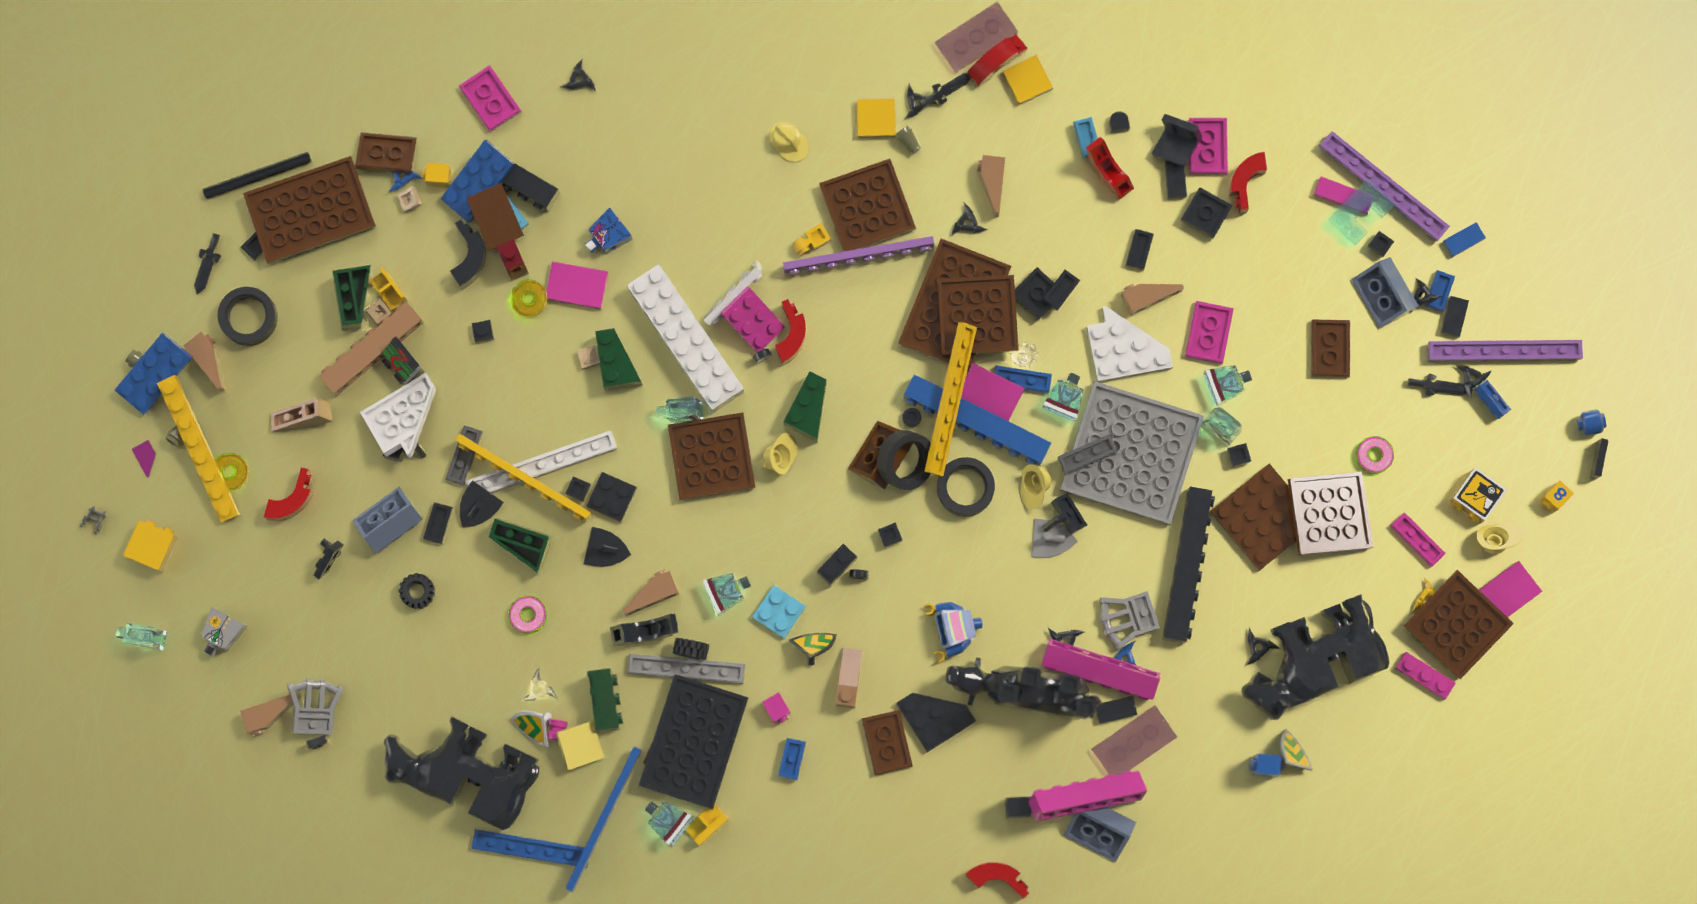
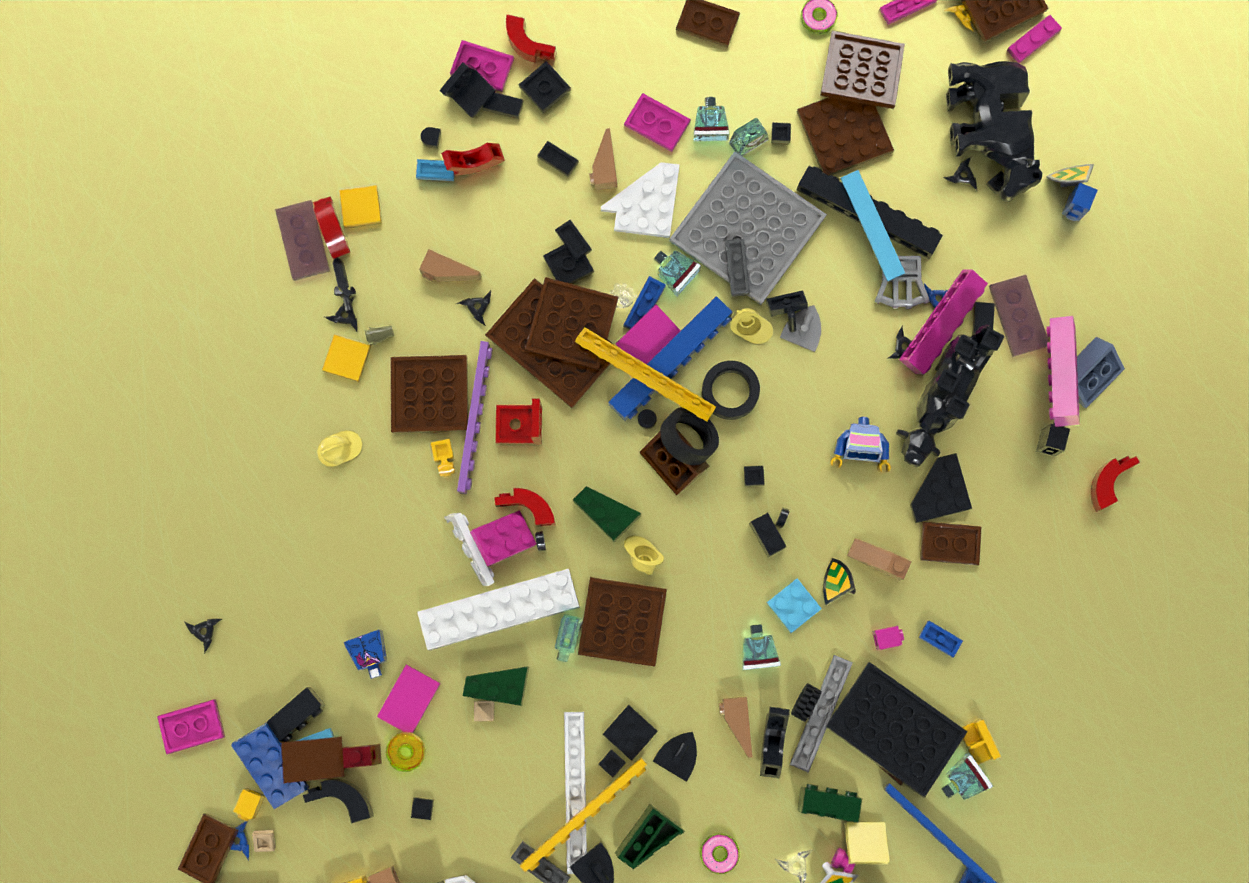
camera: 70 degrees left, 0 degrees up
(867, 310) = (531, 423): none -> red bracket
(1171, 570) = (872, 225): none -> medium azure tile

